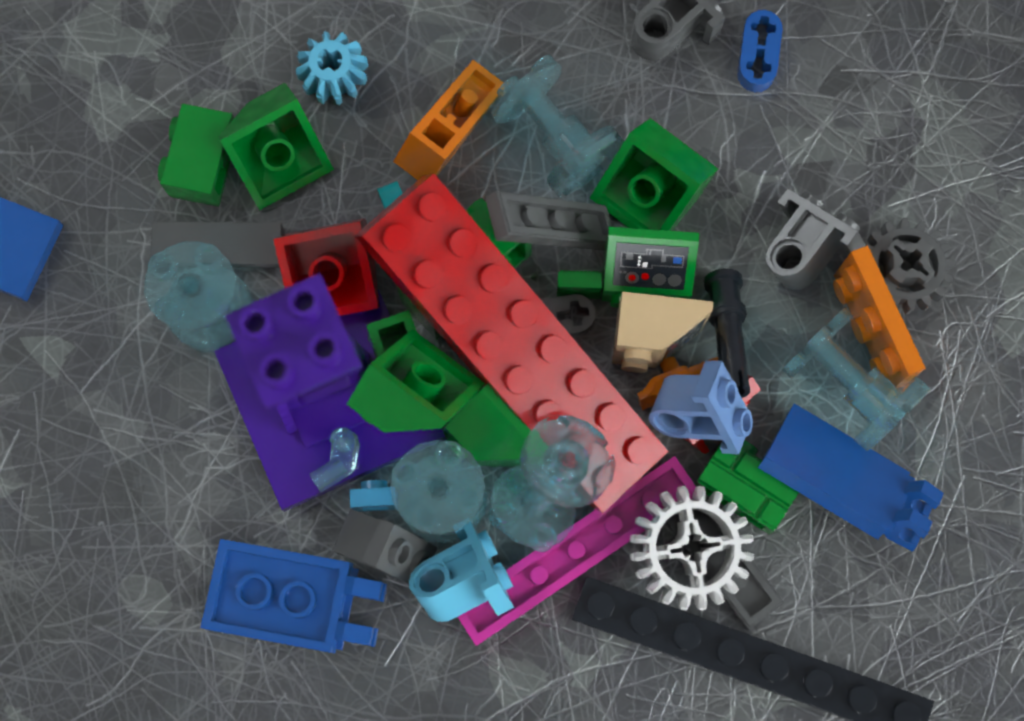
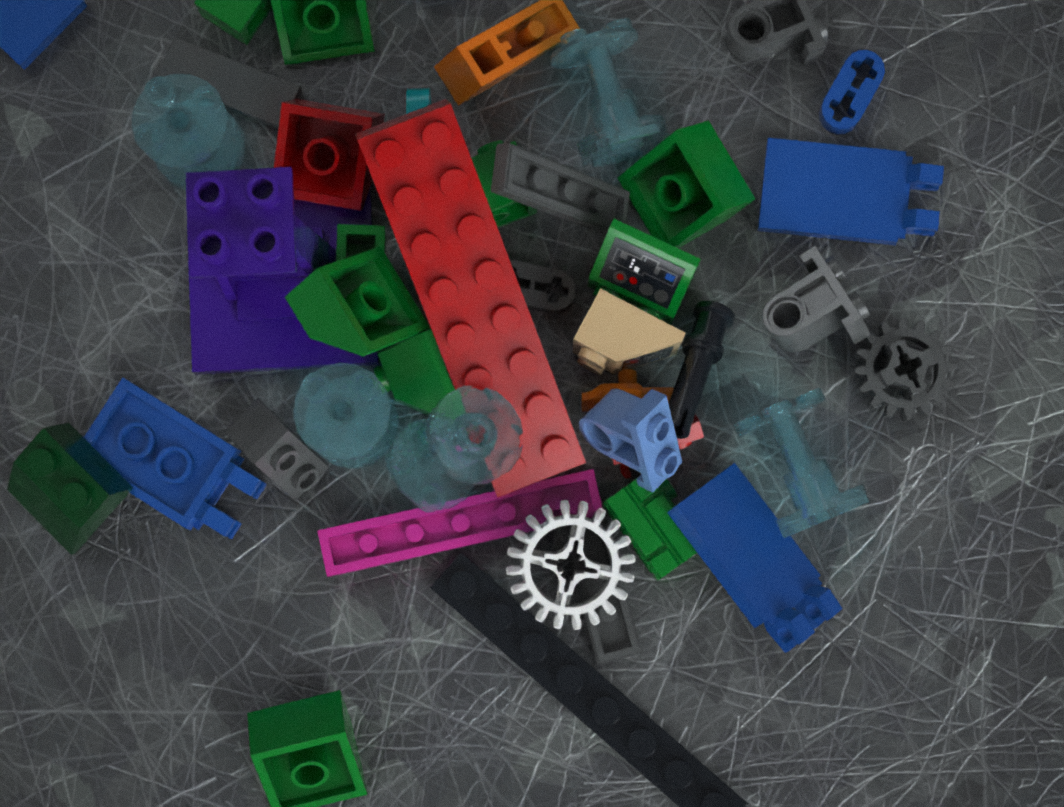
camera: 25 degrees right, 5 degrees up
(206, 657) = (66, 485): none -> dark green slope
(342, 459) = (268, 346): clear light blue arm -> none
(372, 496) = (279, 393): dark azure plate -> none
(462, 578) = (338, 506): medium azure pin -> none
(579, 282) = (570, 261): green tile -> none
(789, 136) = (844, 192): none -> blue tile
(877, 318) = (847, 412): orange plate -> none

